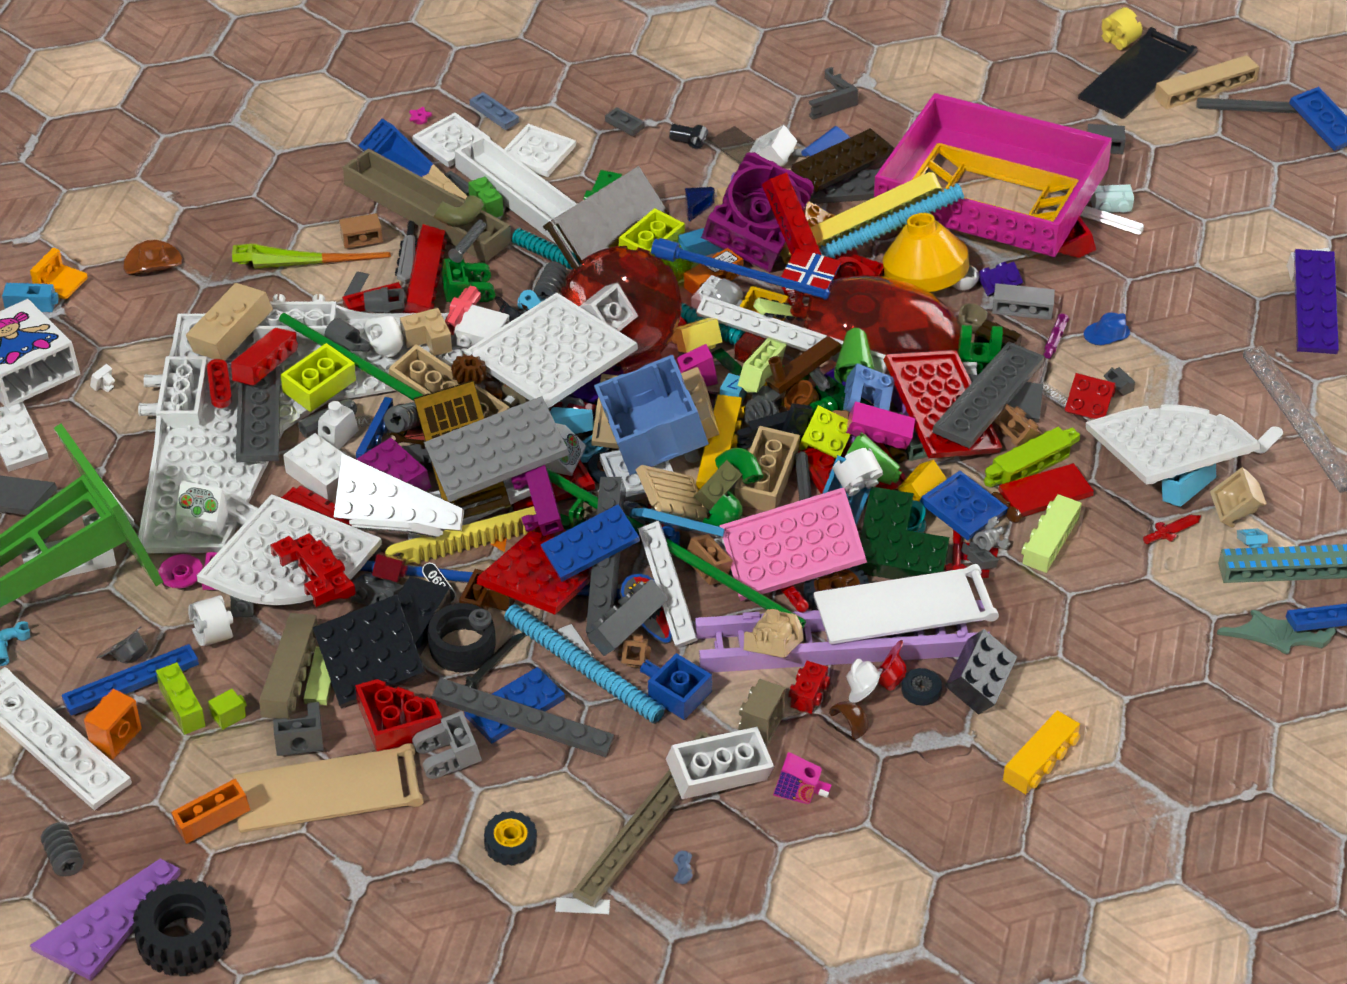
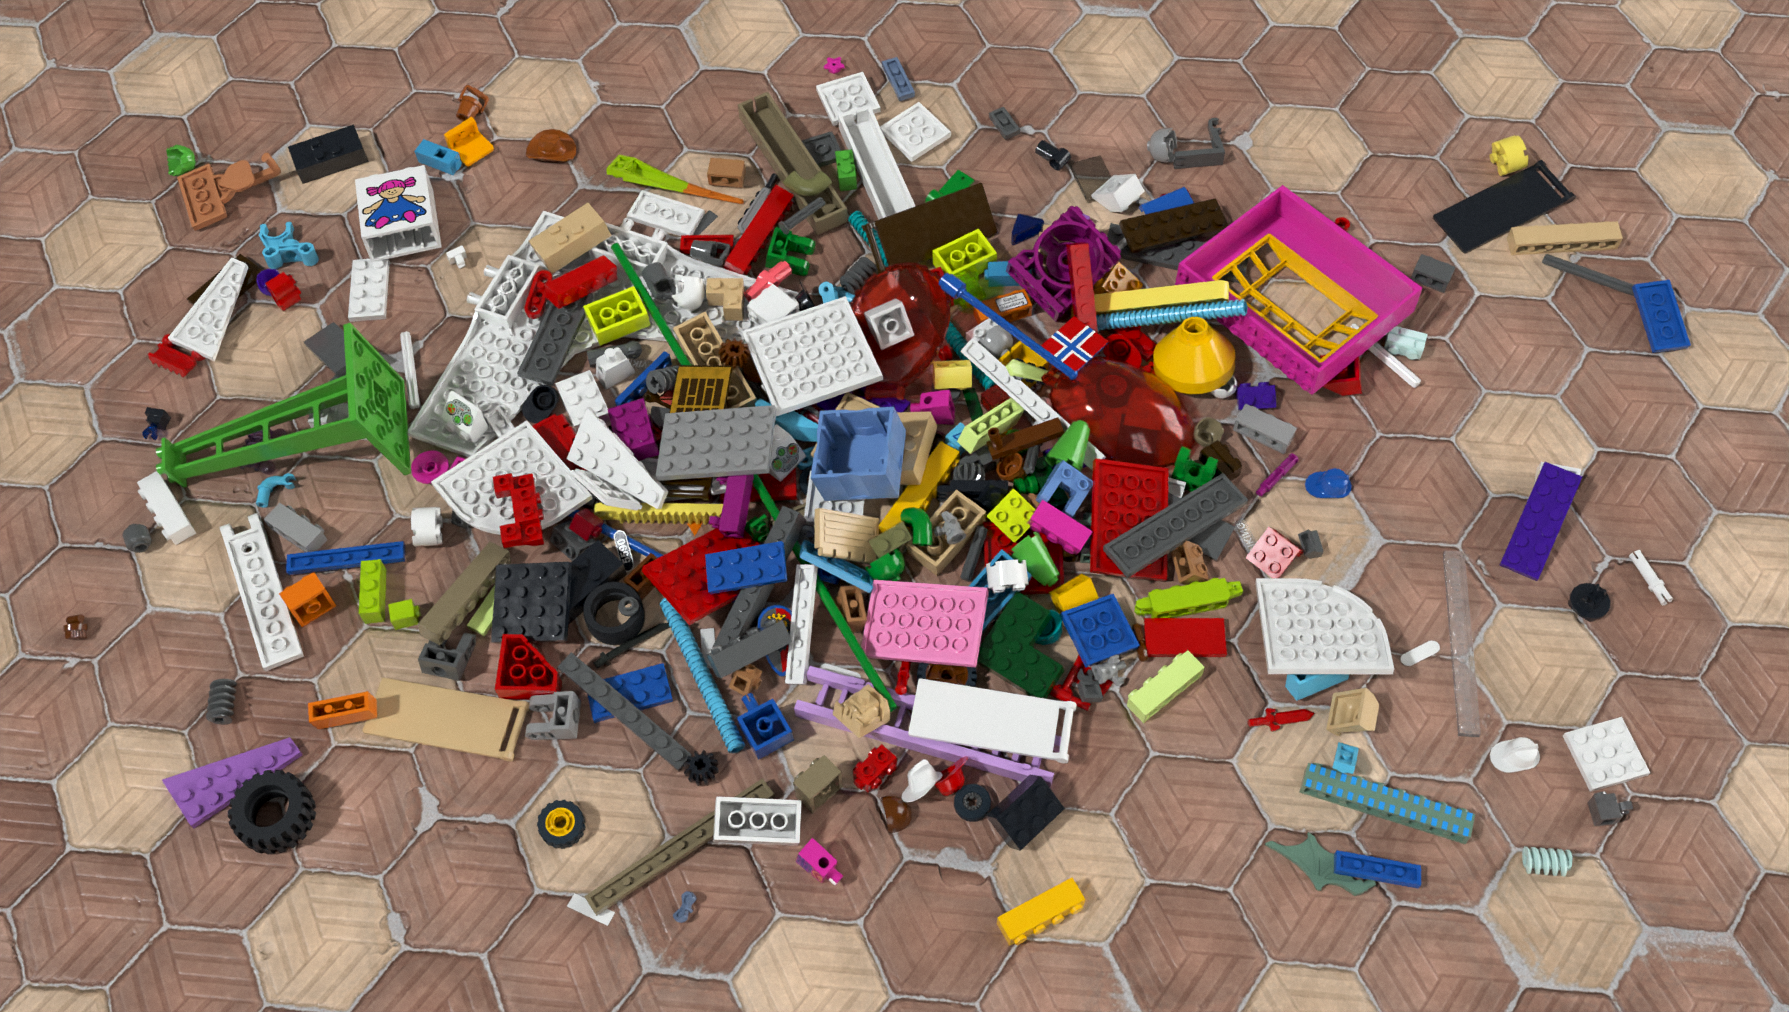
camera: 25 degrees right, 15 degrees up
(40, 241) = (470, 106): none -> dark orange piece
(56, 669) = (295, 528): none -> light grey brick
(128, 649) = (355, 528): dark grey piece -> none
(273, 479) = (540, 403): none -> black cap
(304, 284) = (665, 214): none -> white tile
(393, 145) = (793, 95): blue plate -> none
(630, 742) = (701, 760): none -> black gear
(774, 456) = (951, 528): none -> light grey piece
(793, 100) = (1162, 145): none -> light grey cylinder

